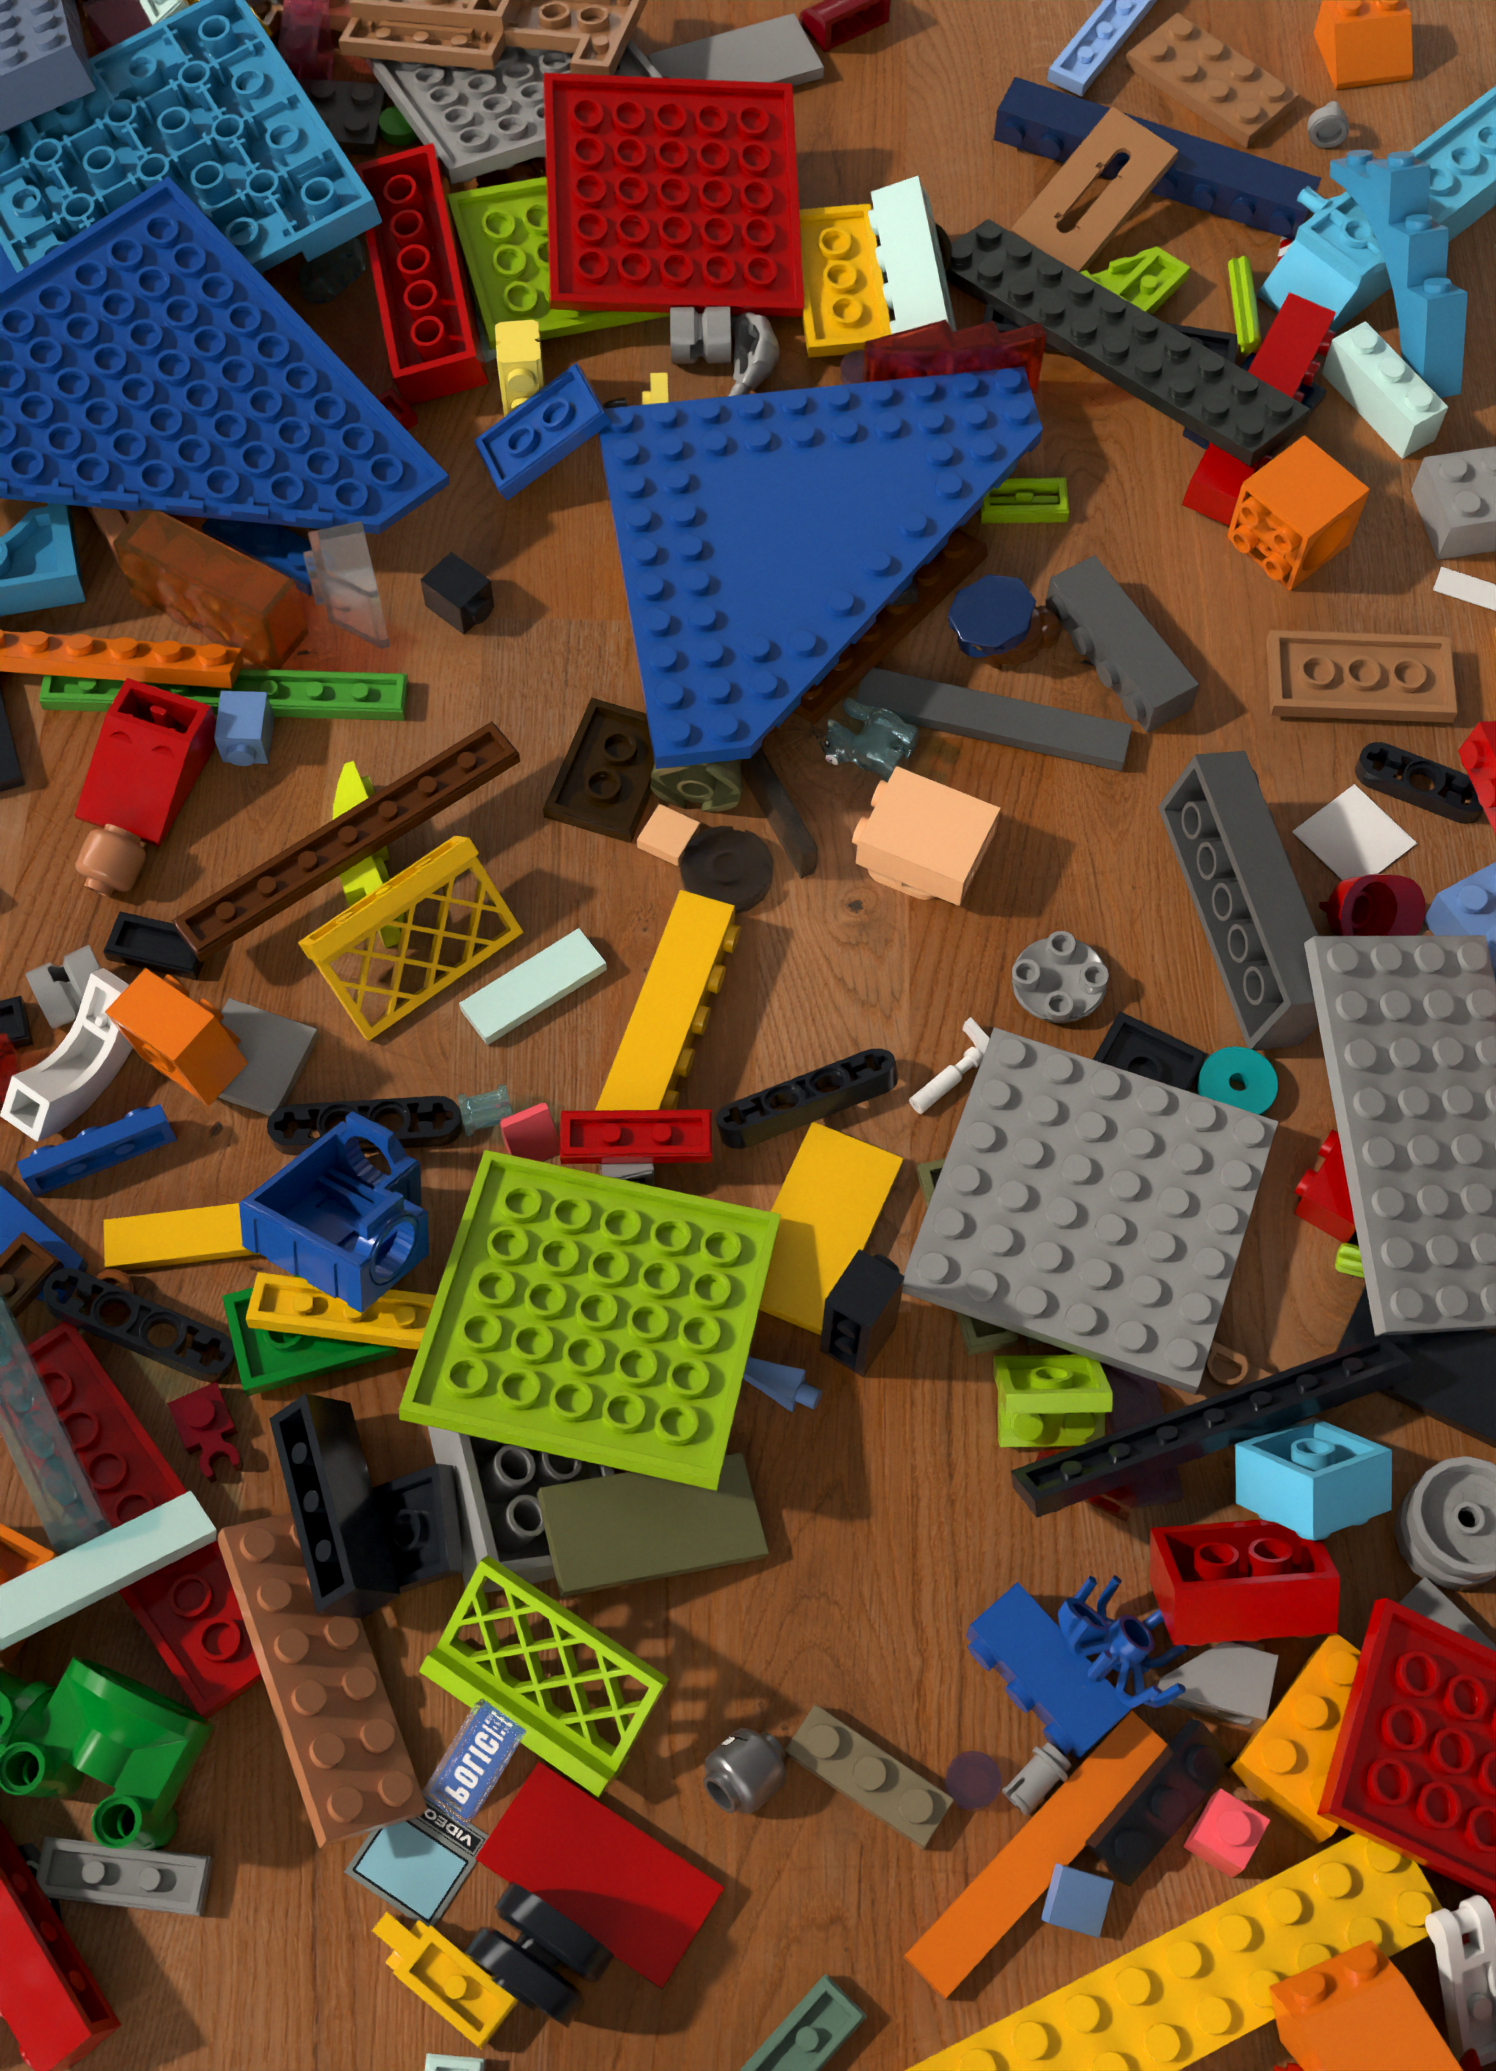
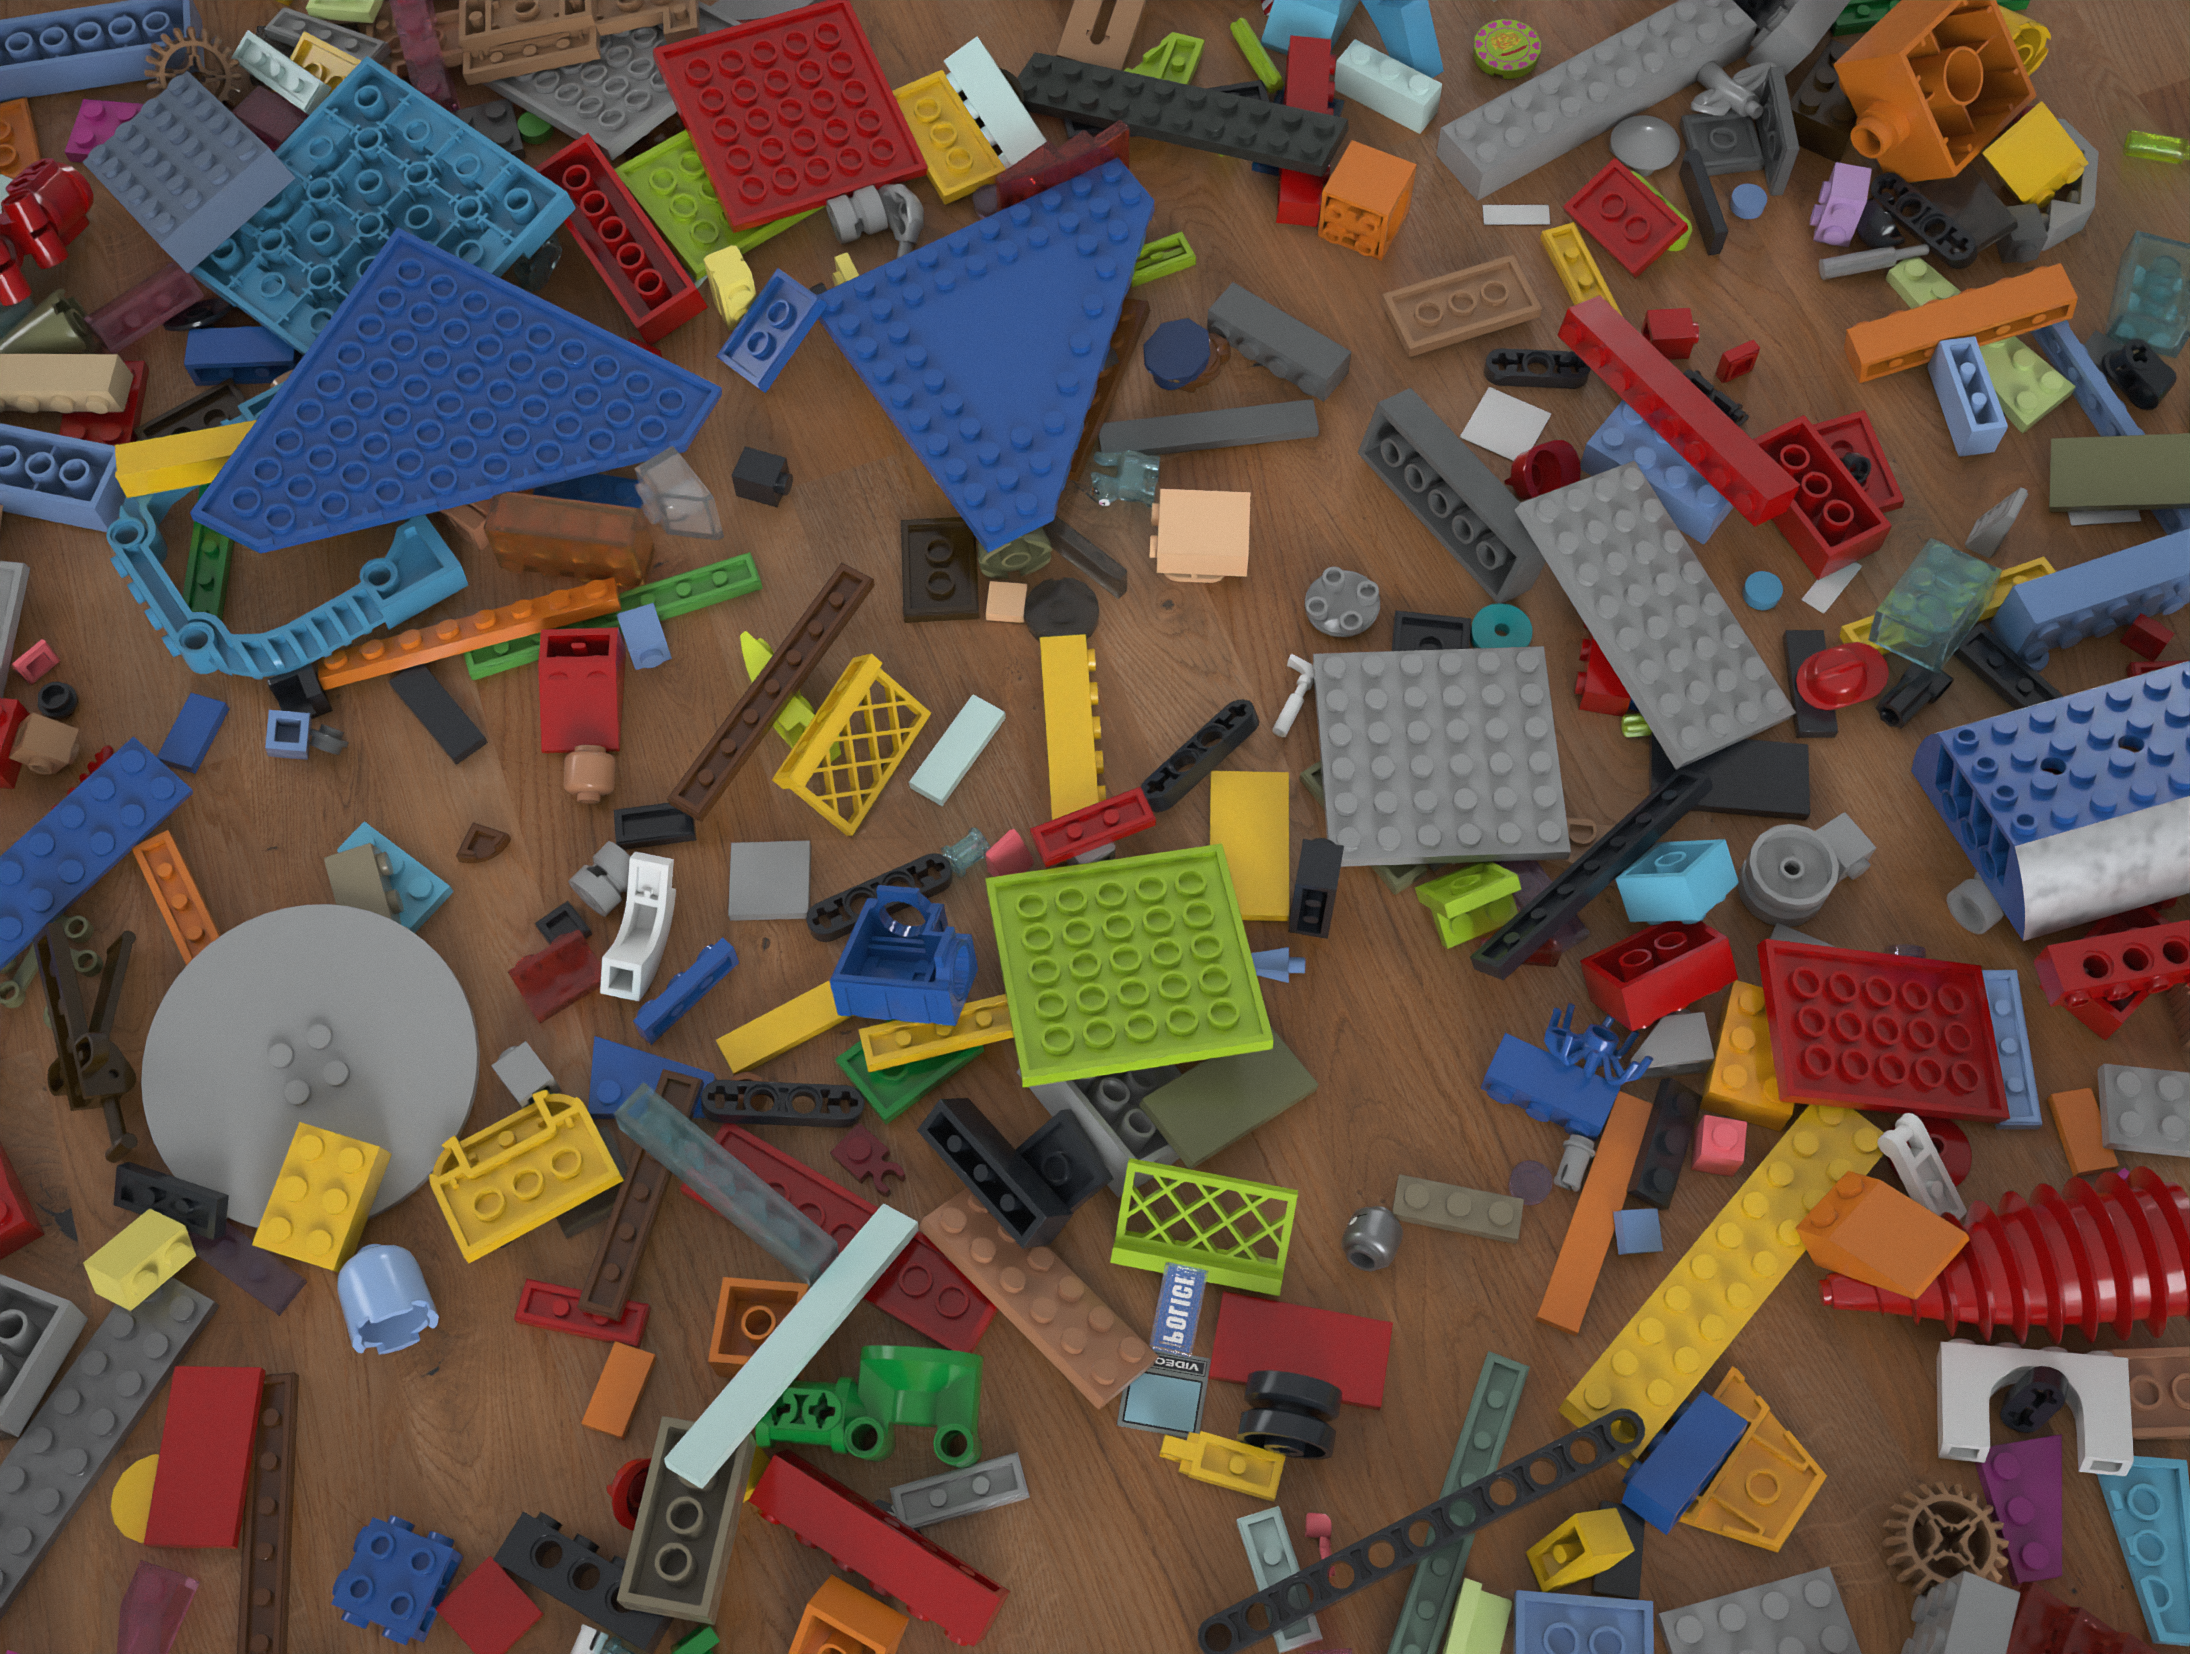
camera: 20 degrees left, 0 degrees up
(178, 1035) = (715, 881): orange brick -> none

